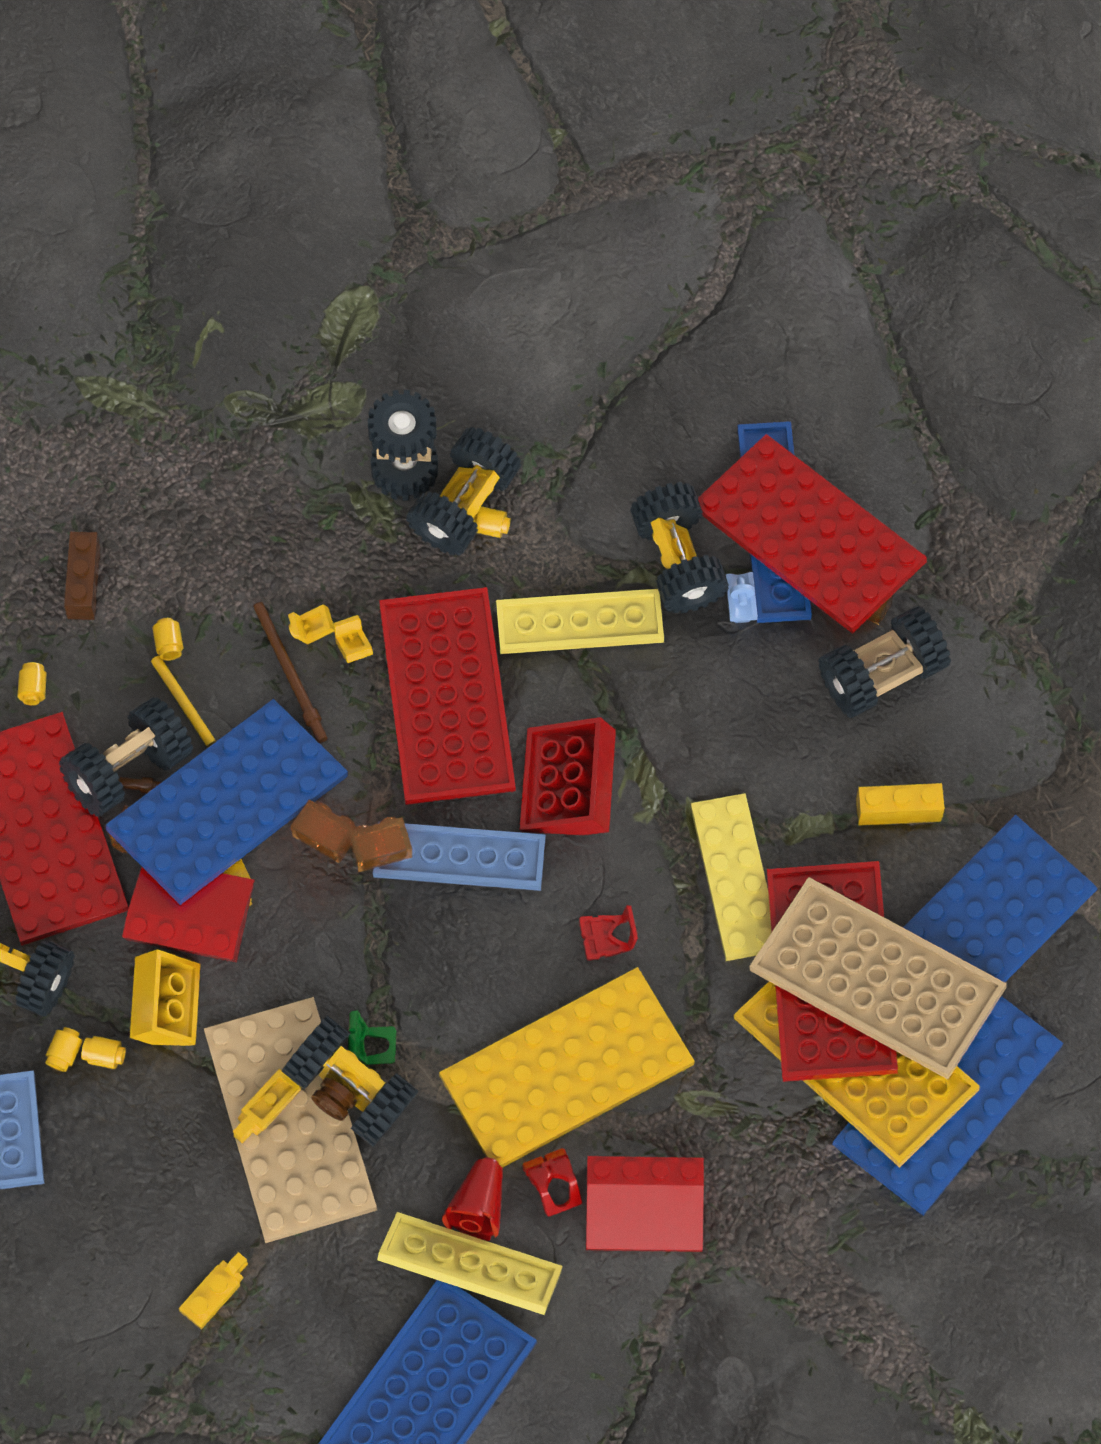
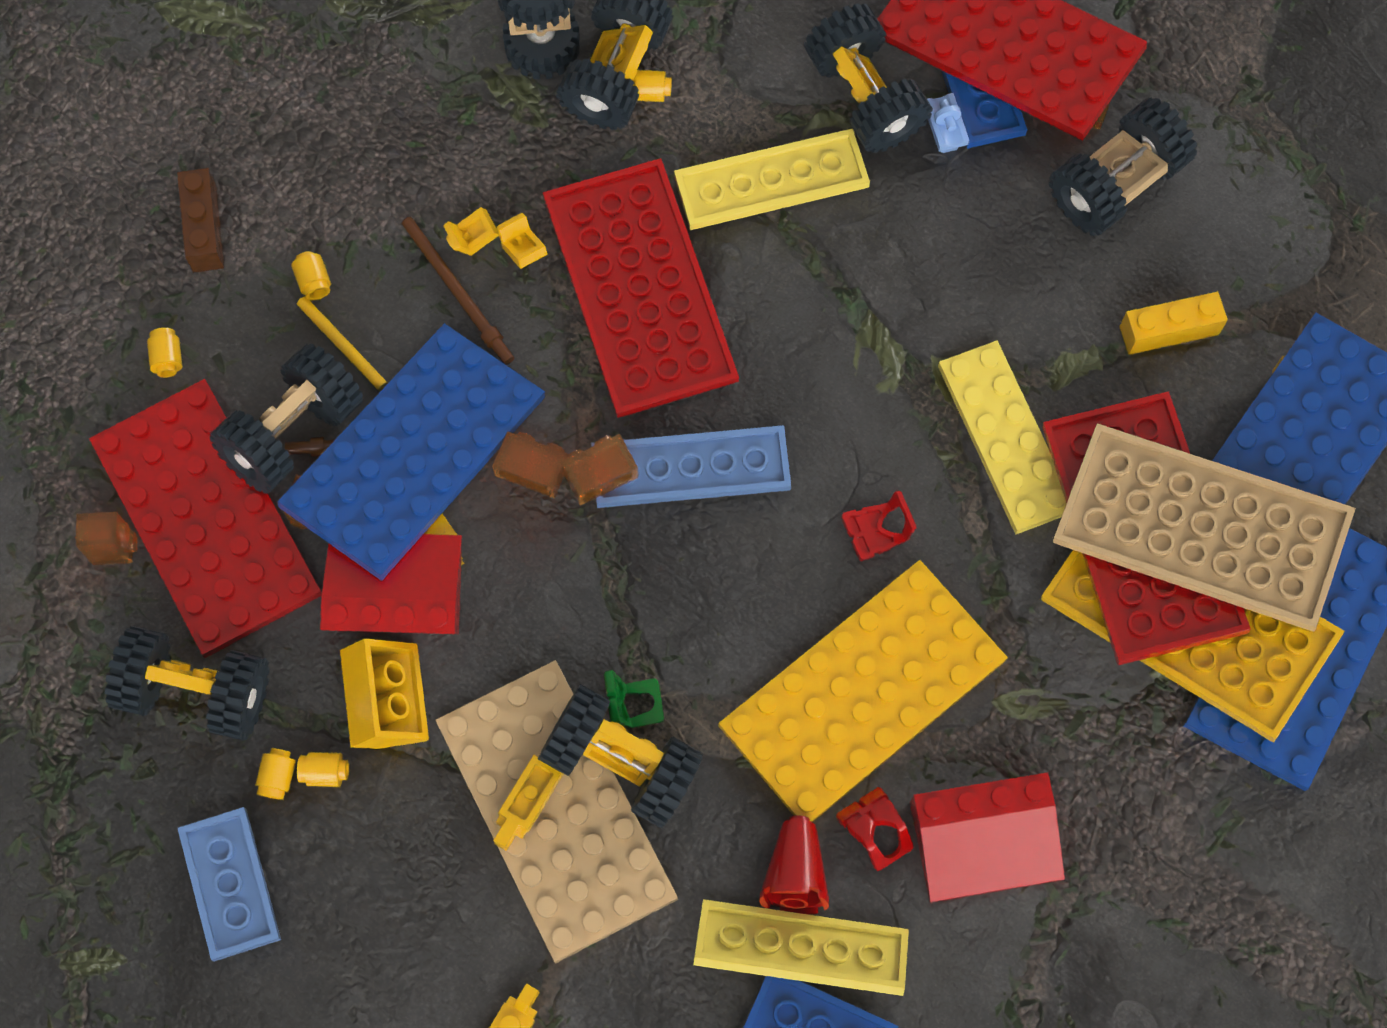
camera: 10 degrees left, 5 degrees up
(334, 1099) = (605, 780): reddish brown wheel -> none
(568, 778) = (796, 357): red slope -> none

